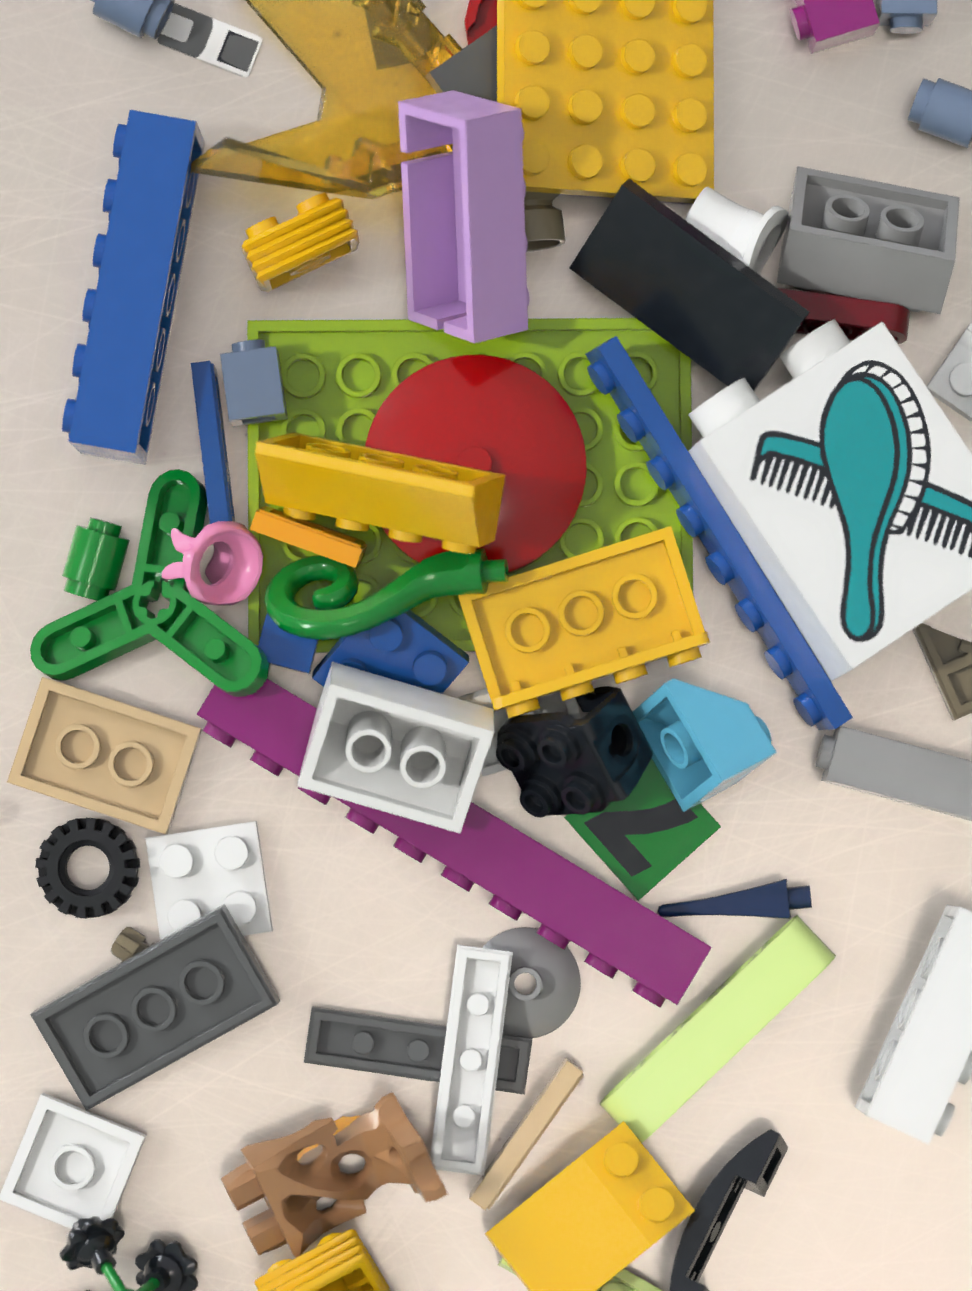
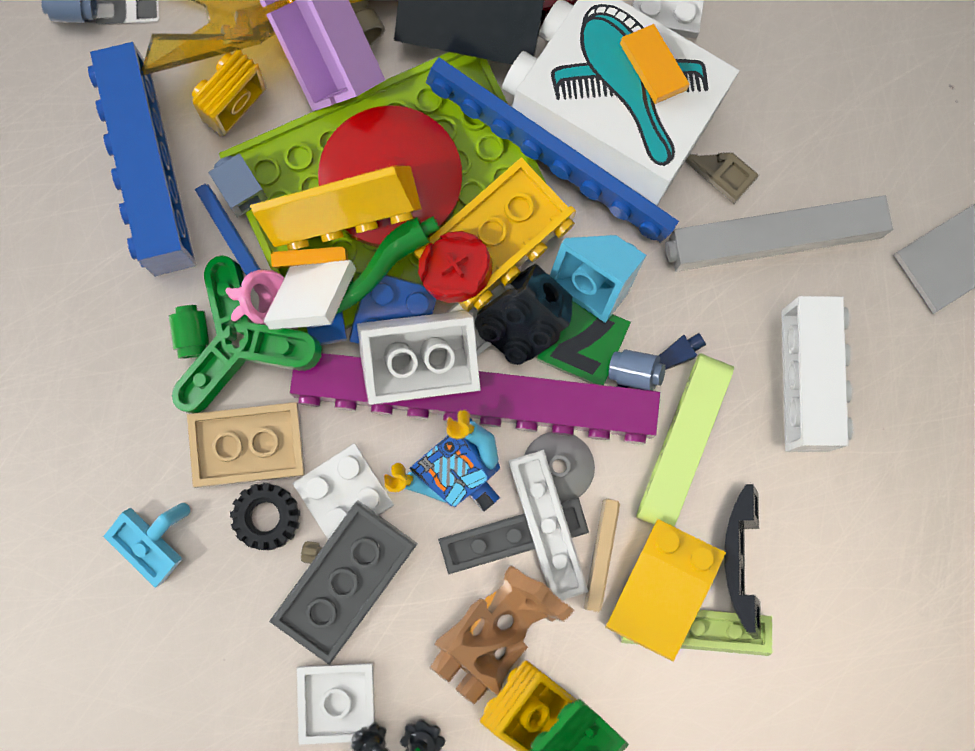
camera: 30 degrees left, 5 degrees down
(284, 596) = (310, 295): none -> white tile
(375, 920) = (453, 467): none -> torso
(503, 646) = (455, 267): none -> red tile
(694, 900) = (636, 369): none -> sand blue brick
(913, 487) = (654, 63): none -> light orange tile

